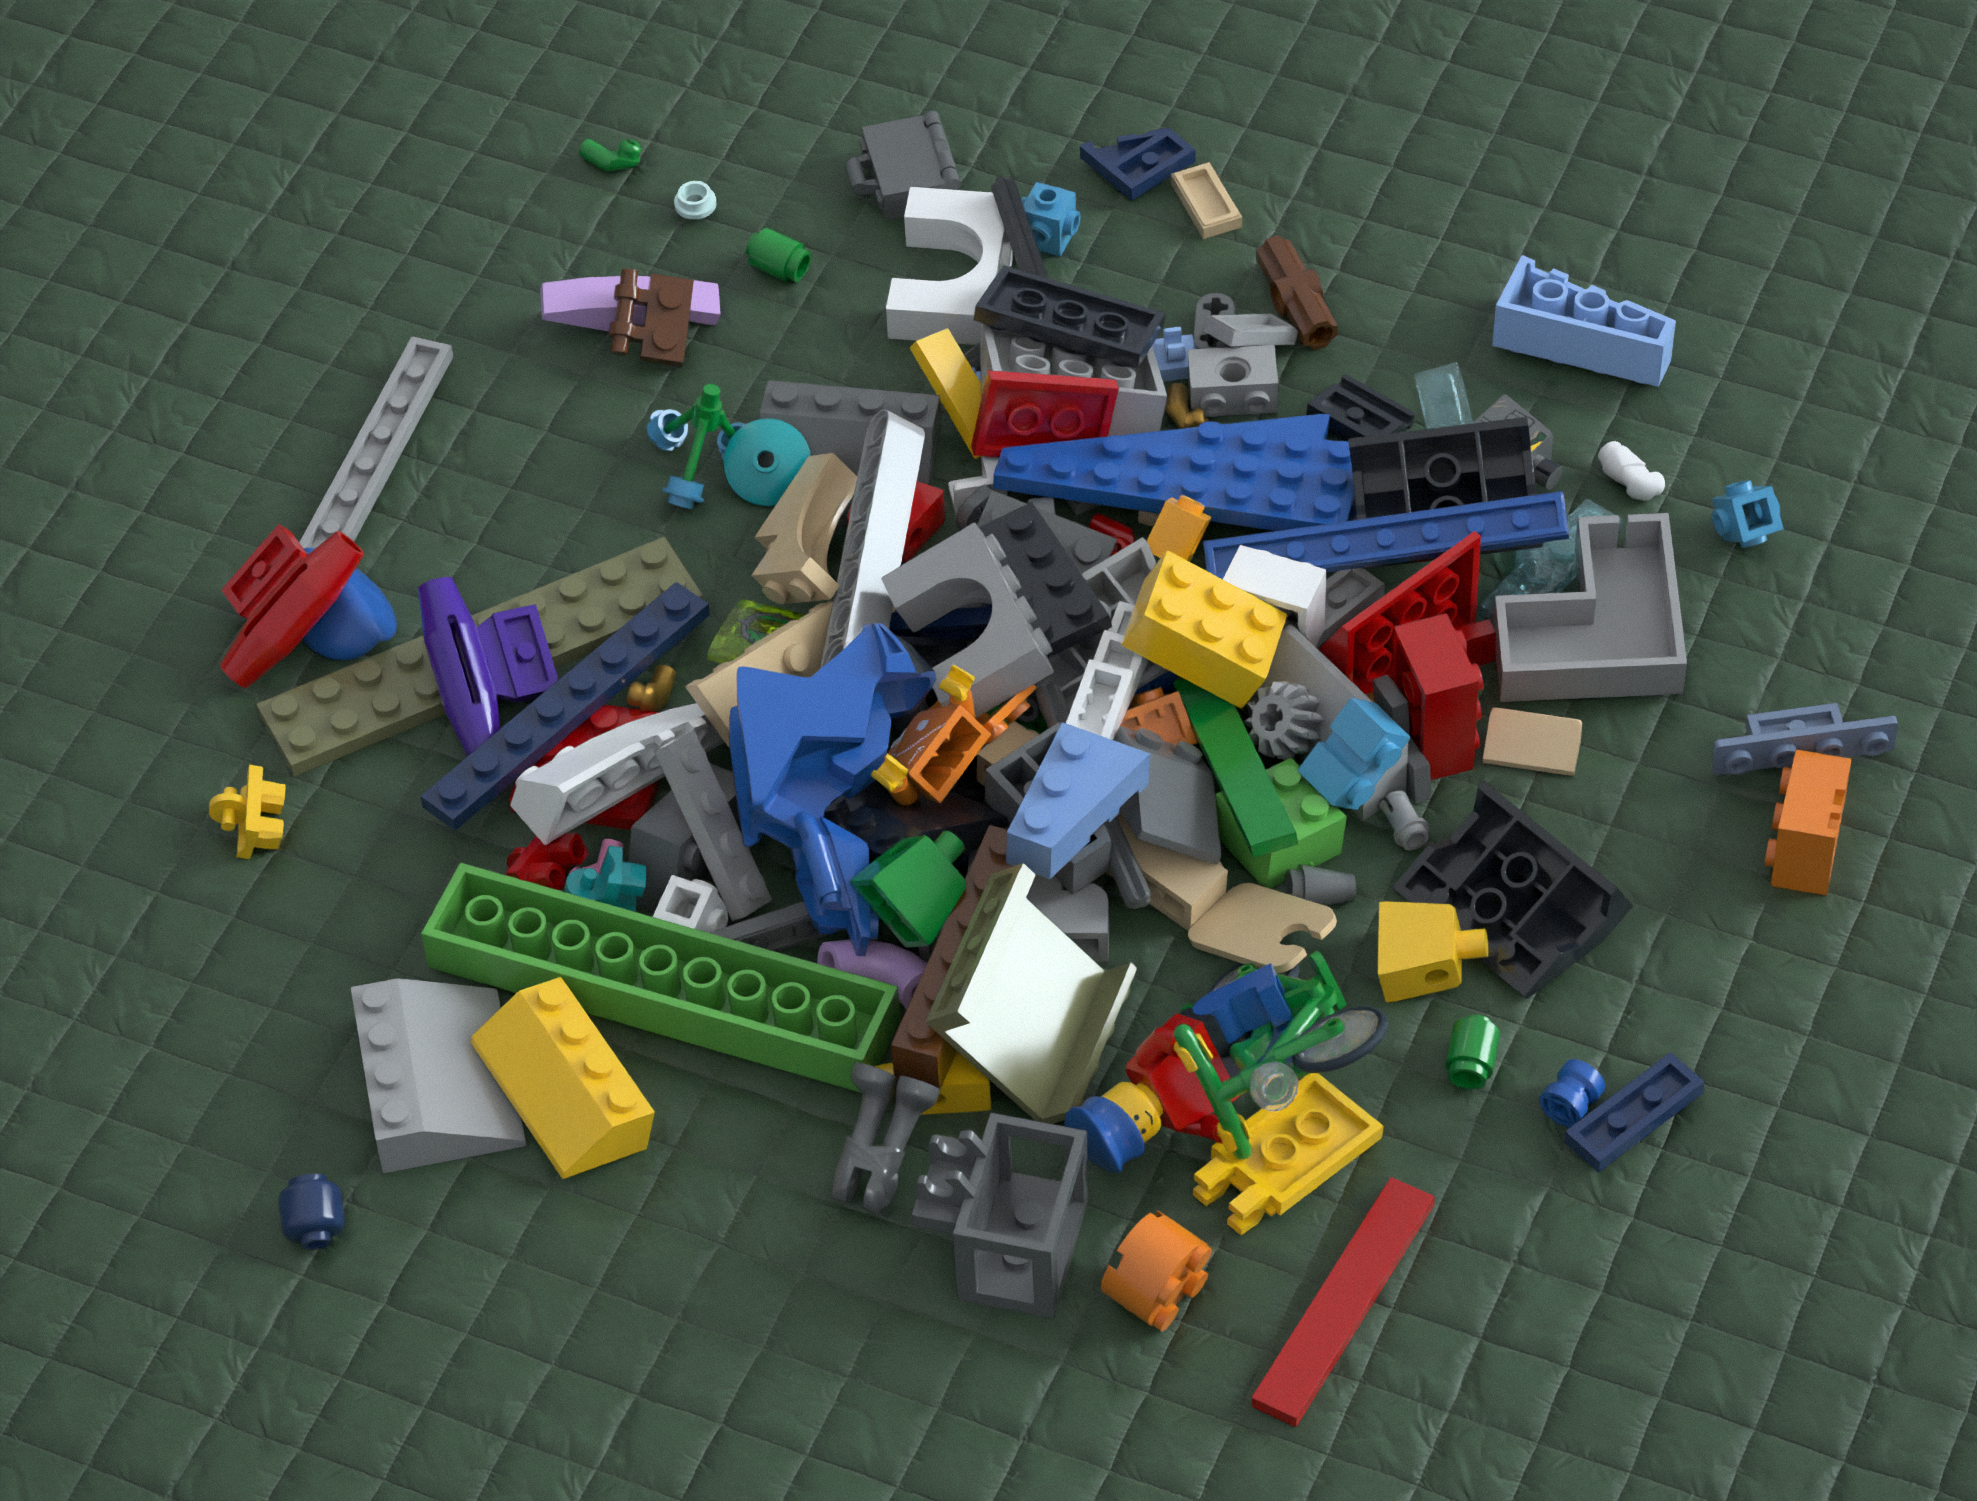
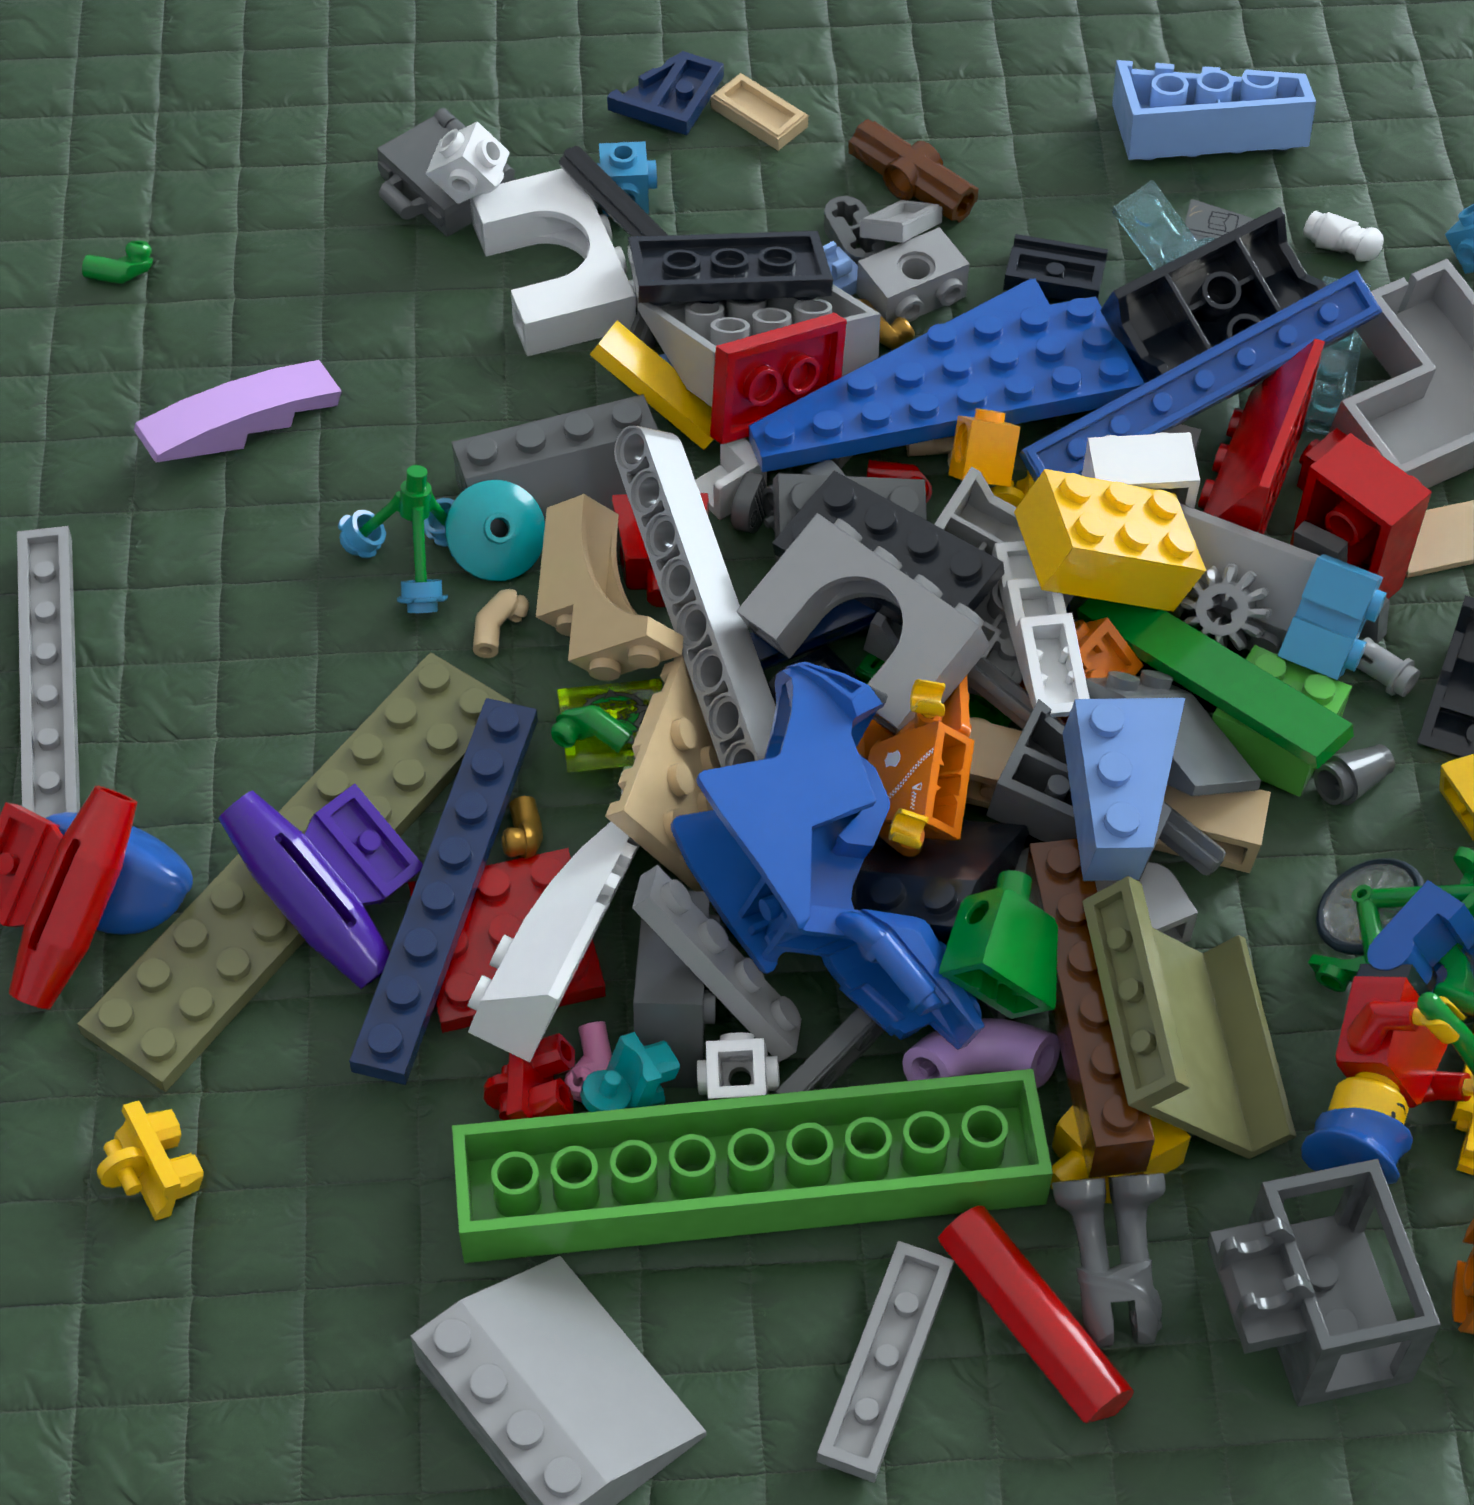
camera: 30 degrees left, 5 degrees up
(564, 1079) = (719, 1339): yellow slope -> none
(665, 317) = (291, 413): reddish brown plate -> none
(677, 1144) = (885, 1362): none -> light grey plate
(695, 200) = (239, 281): light aqua plate -> none
(726, 529) = (491, 617): none -> tan arm
(733, 626) = (587, 723): none -> green arm
(778, 255) = (365, 308): green brick -> none
(799, 1156) = (1035, 1315): none -> red brick
(913, 162) = (468, 163): none -> white brick
(1254, 920) = (1328, 840): tan piece -> none

